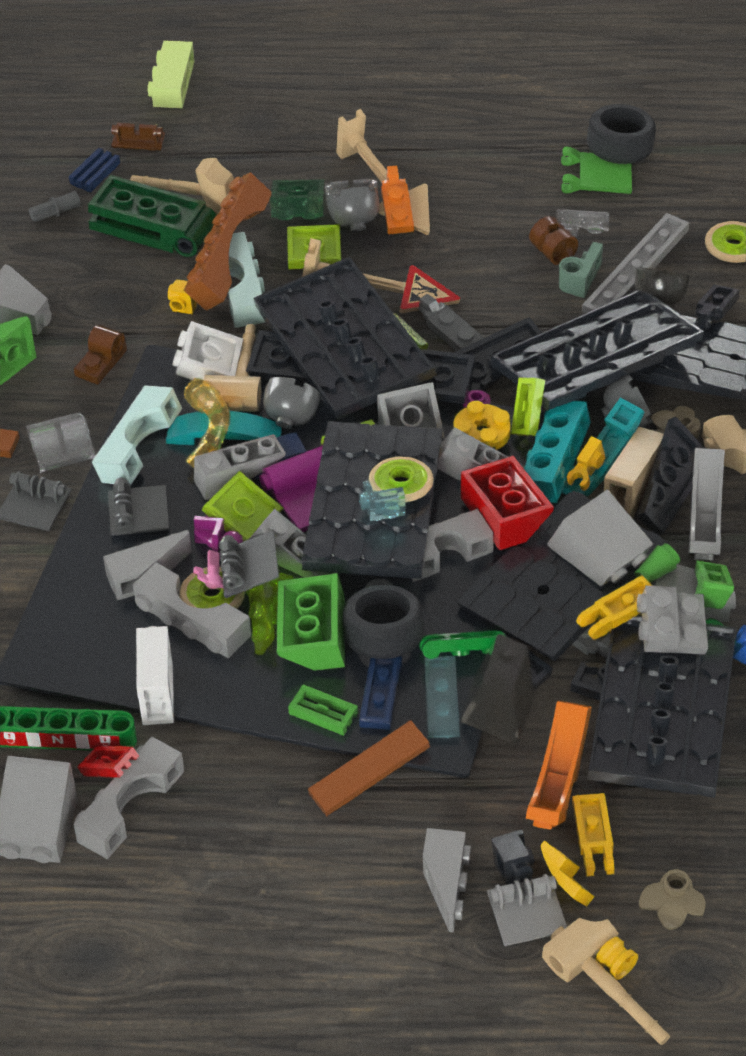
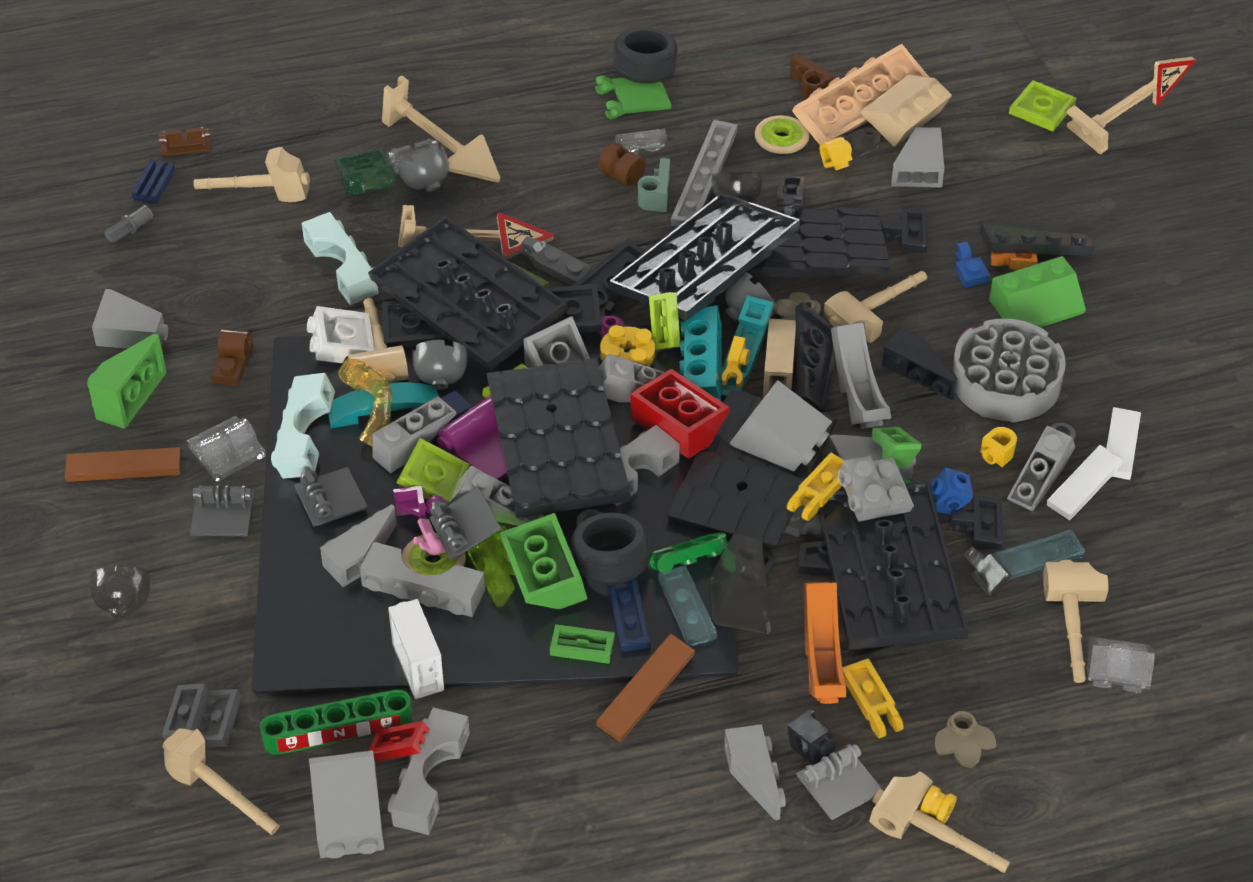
camera: 20 degrees left, 0 degrees up
(150, 216) = (231, 215): dark green hinge -> none
(171, 74) = (194, 76): yellowish green brick -> none
(179, 299) = (291, 285): yellow plate -> none
(211, 276) = (315, 259): dark orange arch -> none
(298, 244) = (387, 212): lime plate -> none
(383, 503) = (574, 438): clear light blue bracket -> none
(396, 203) = (462, 157): orange hinge -> none
(418, 475) = (565, 420): lime wheel -> none
(564, 870) = (859, 736): yellow slope -> none
(658, 563) = (840, 438): bright green cone -> none

